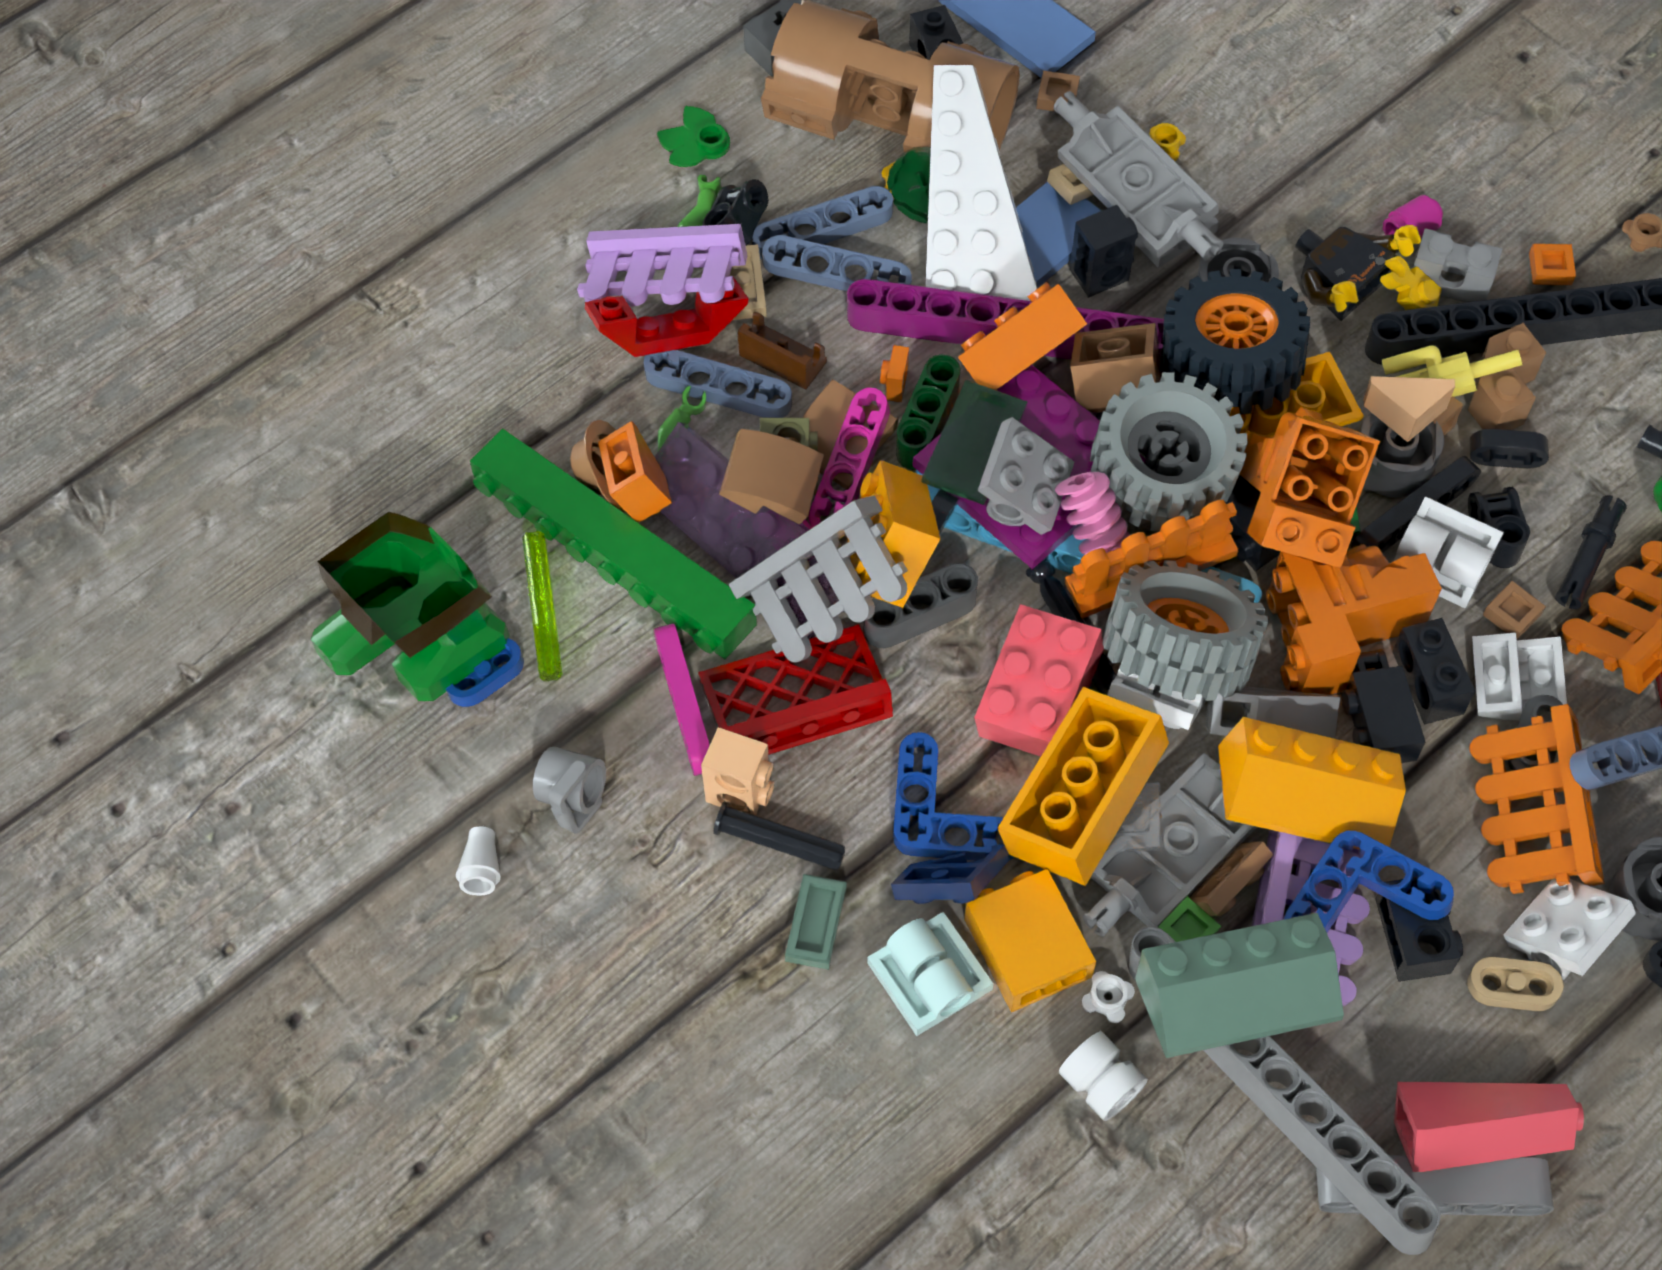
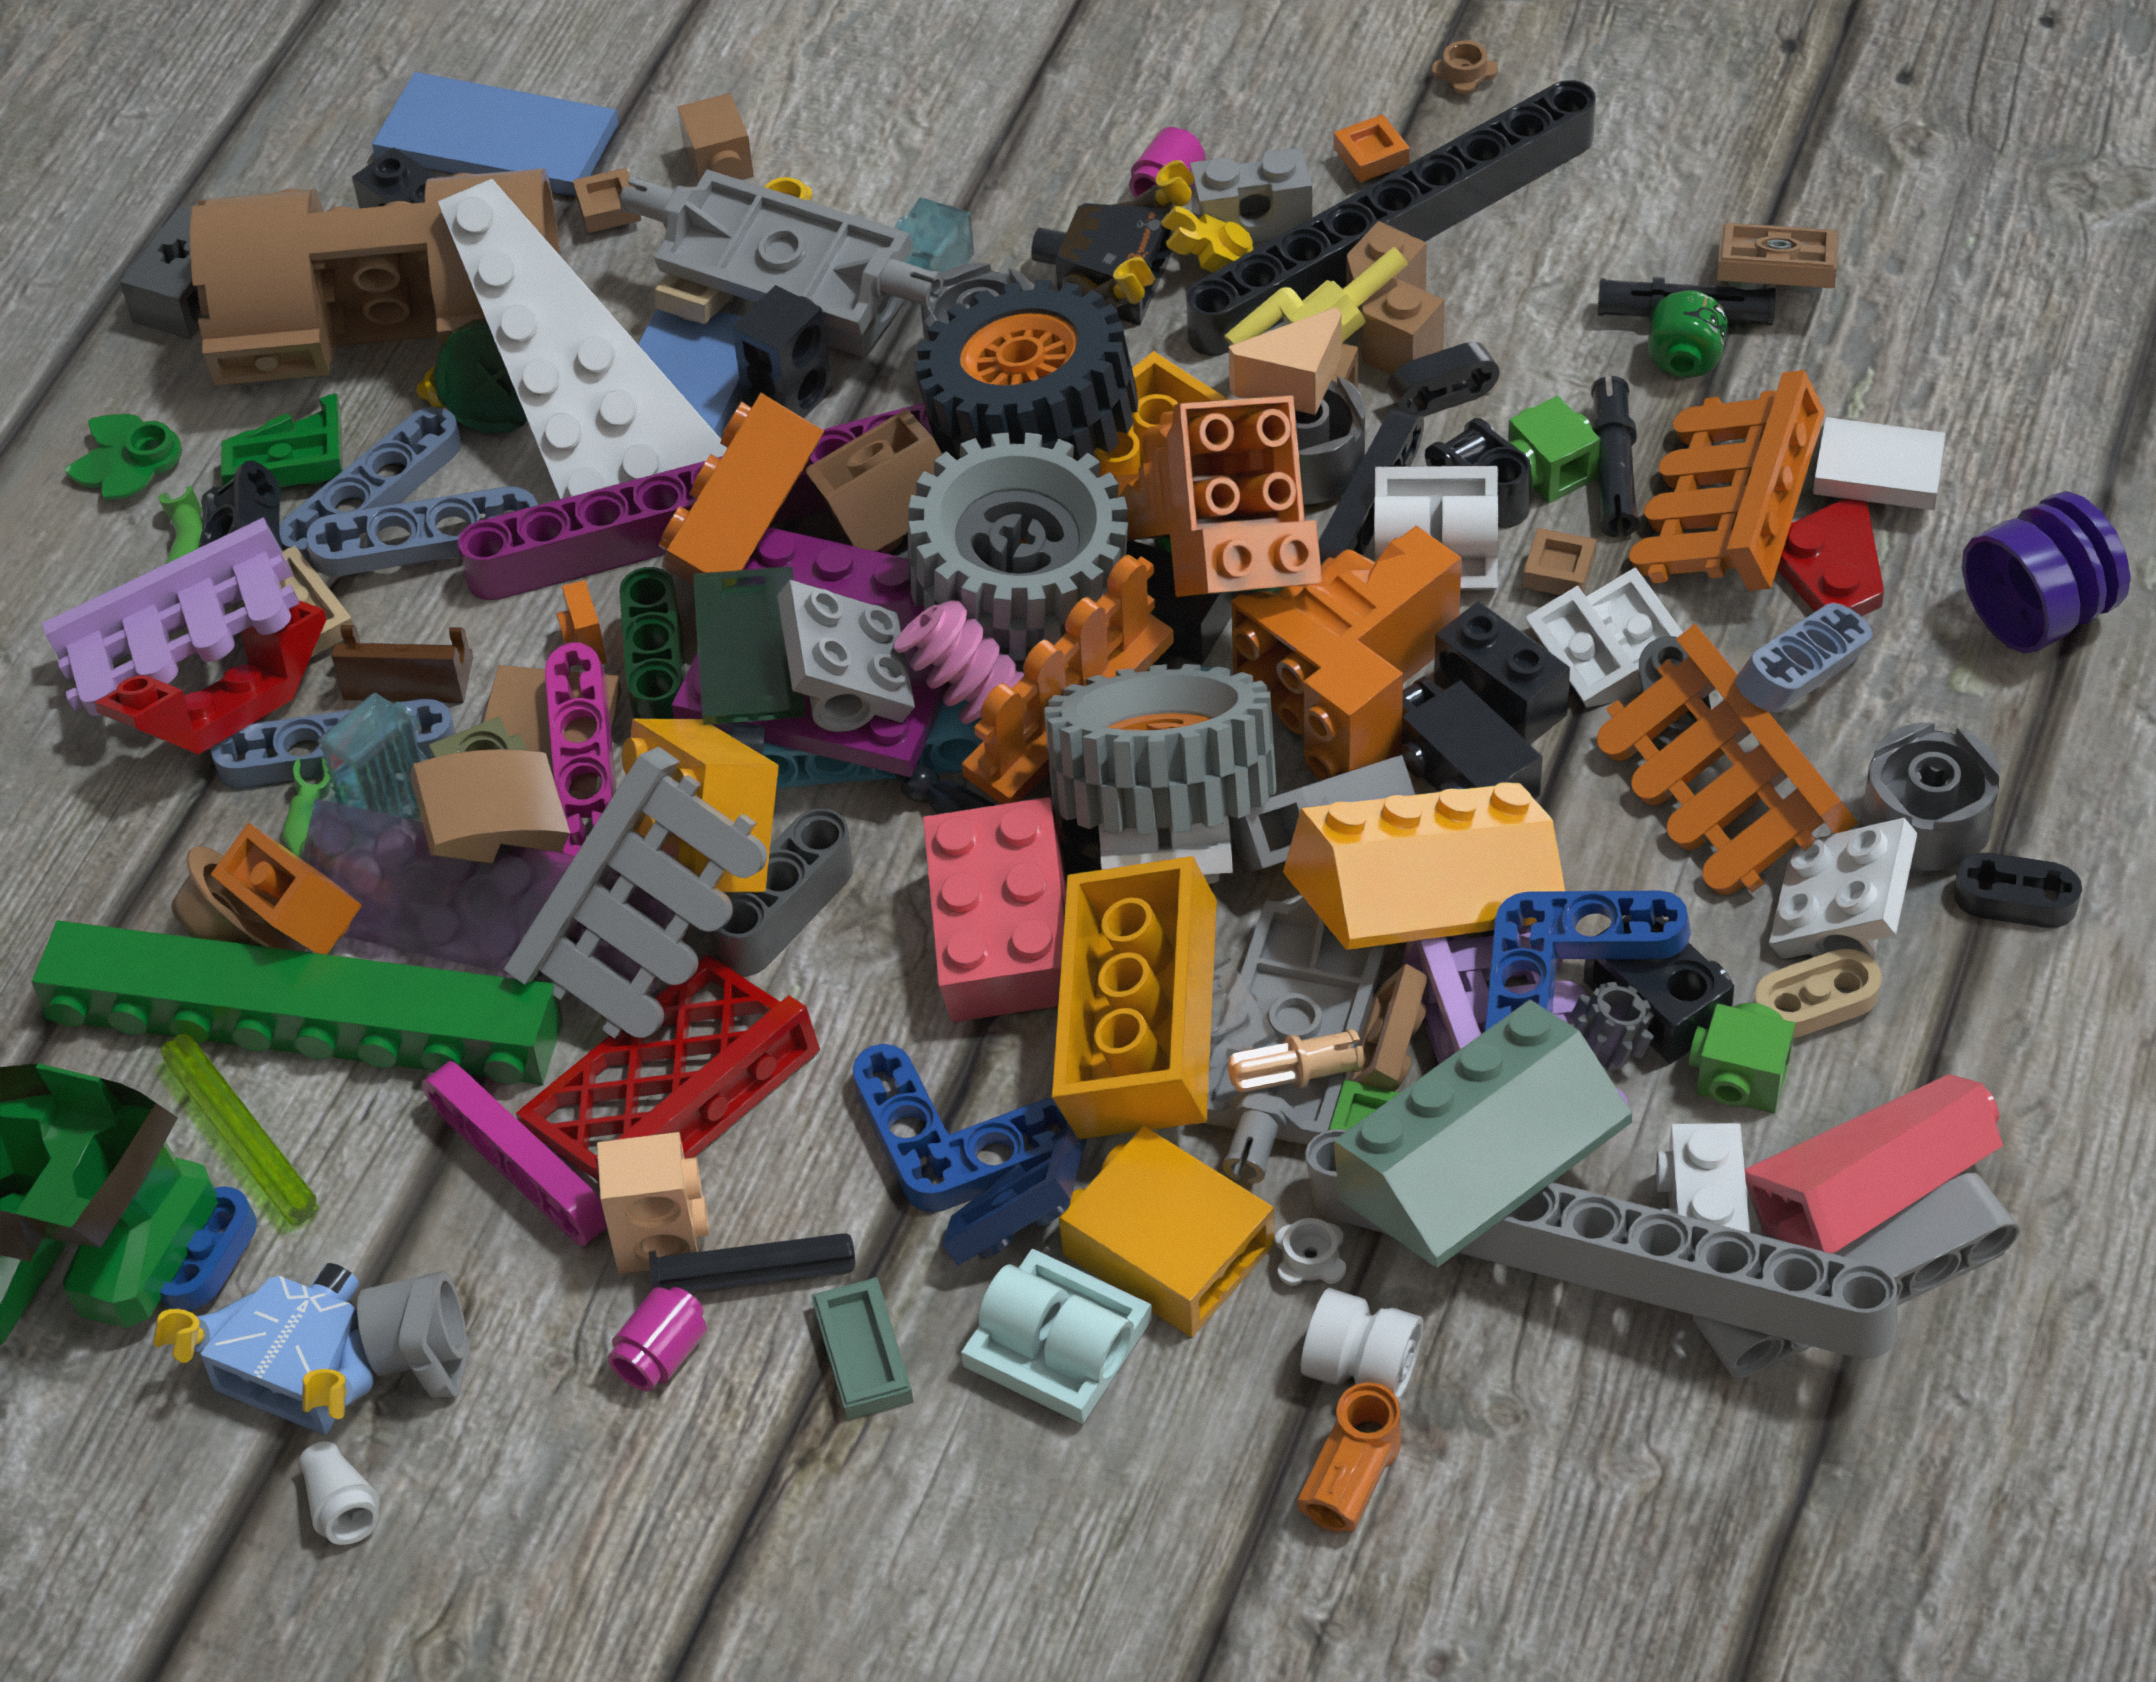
camera: 25 degrees left, 10 degrees down
(492, 756) = (281, 1347): none -> light blue torso
(702, 857) = (657, 1338): none -> dark pink brick
(726, 408) = (372, 757): none -> clear light blue brick
(788, 177) = (293, 452): none -> green wing
(1056, 1147) = (1352, 1459): none -> orange piece
(1143, 80) = (715, 137): none -> medium nougat brick
(1160, 873) = (1295, 1061): none -> light nougat axle
(1241, 209) = (939, 235): none -> clear light blue brick
(1369, 944) = (1614, 1024): none -> dark grey gear
(1369, 1081) = (1705, 1174): none -> white brick
(1443, 1003) = (1743, 1056): none -> bright green brick
(1554, 529) = (1559, 447): none -> bright green brick

